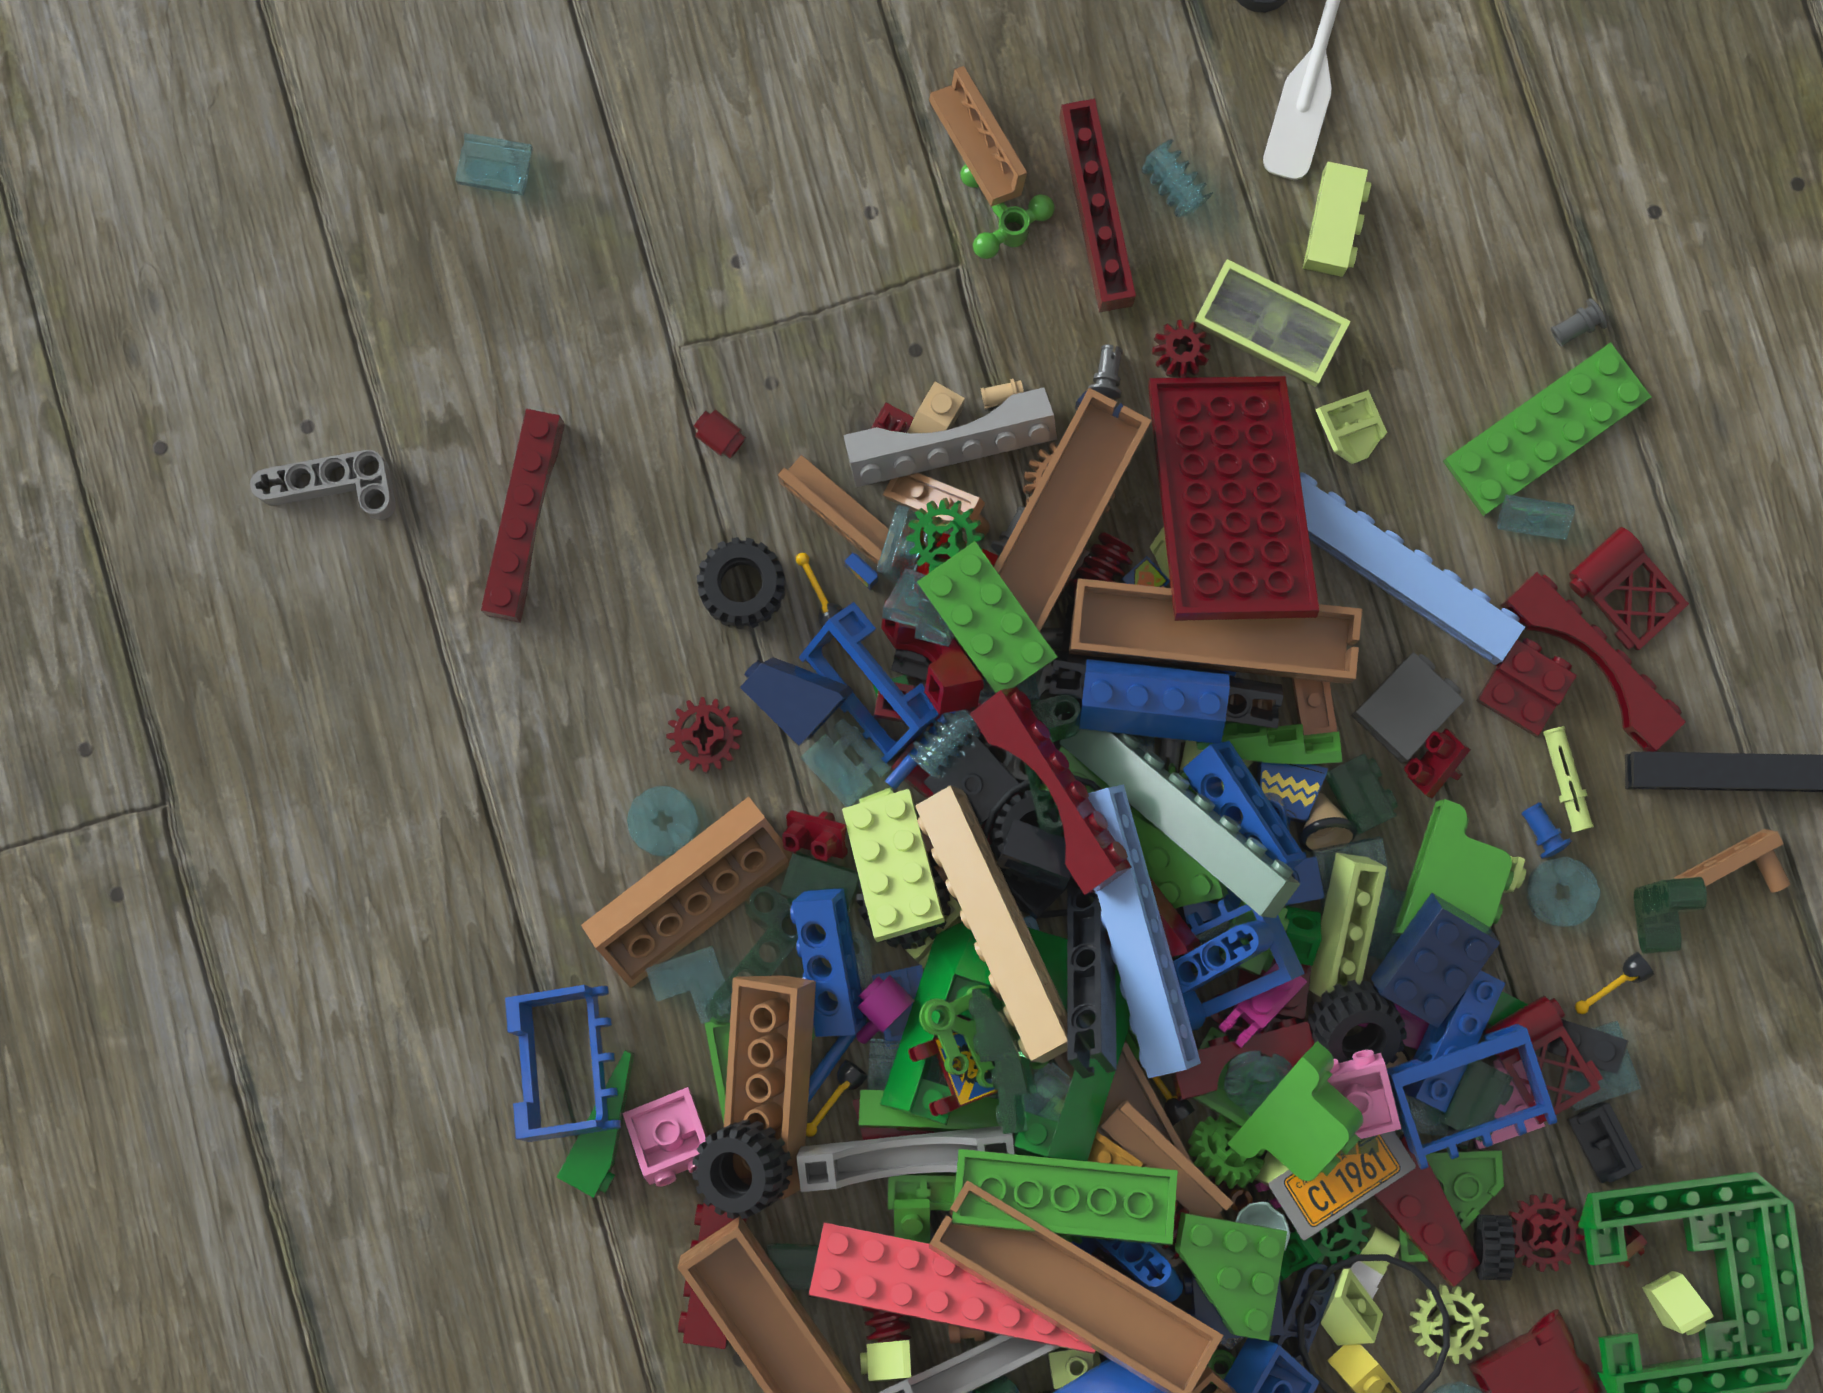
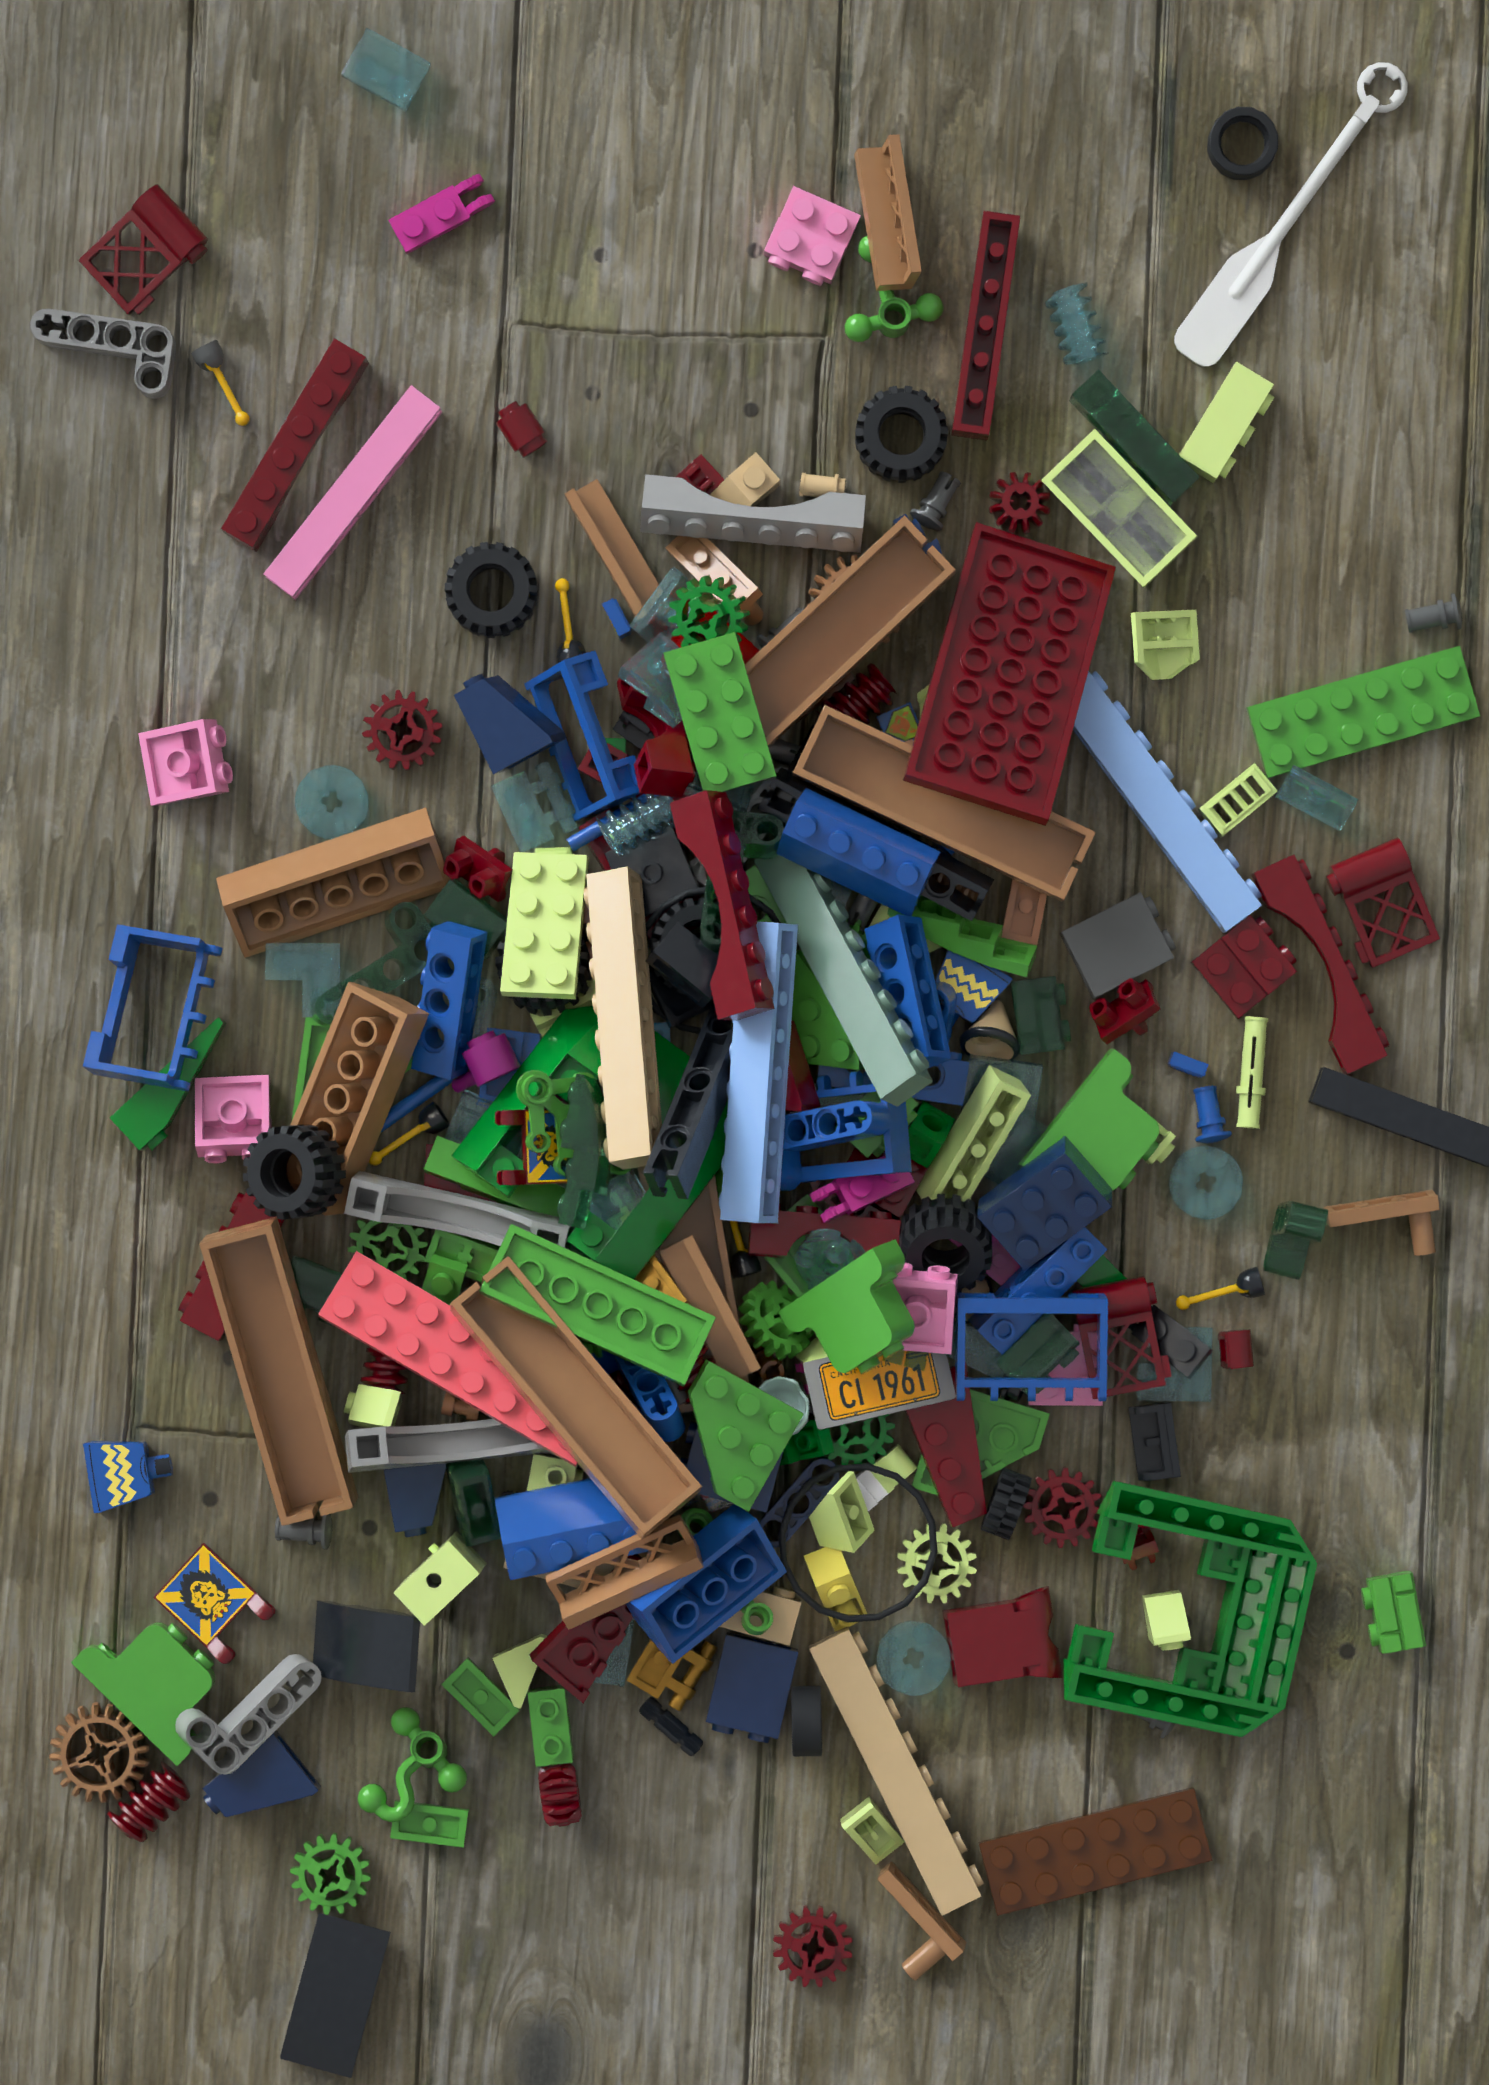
camera: 20 degrees right, 5 degrees up
(345, 365) = (166, 229): none -> dark red piece
(422, 465) = (210, 359): none -> hinge
(518, 829) = (185, 761): none -> bright pink plate
(582, 273) = (438, 214): none -> dark pink hinge
(588, 540) = (353, 492): none -> bright pink piece
(872, 1206) = (393, 1230): none -> bright green gear
(916, 183) = (811, 236): none -> bright pink plate
(1056, 296) = (901, 402): none -> black tyre
(1228, 239) = (1133, 438): none -> clear green brick
(1443, 560) = (1213, 817): none -> yellowish green slope
(1508, 792) = (1187, 1065): none -> blue tile
(1645, 1033) = (1235, 1349): none -> dark red brick

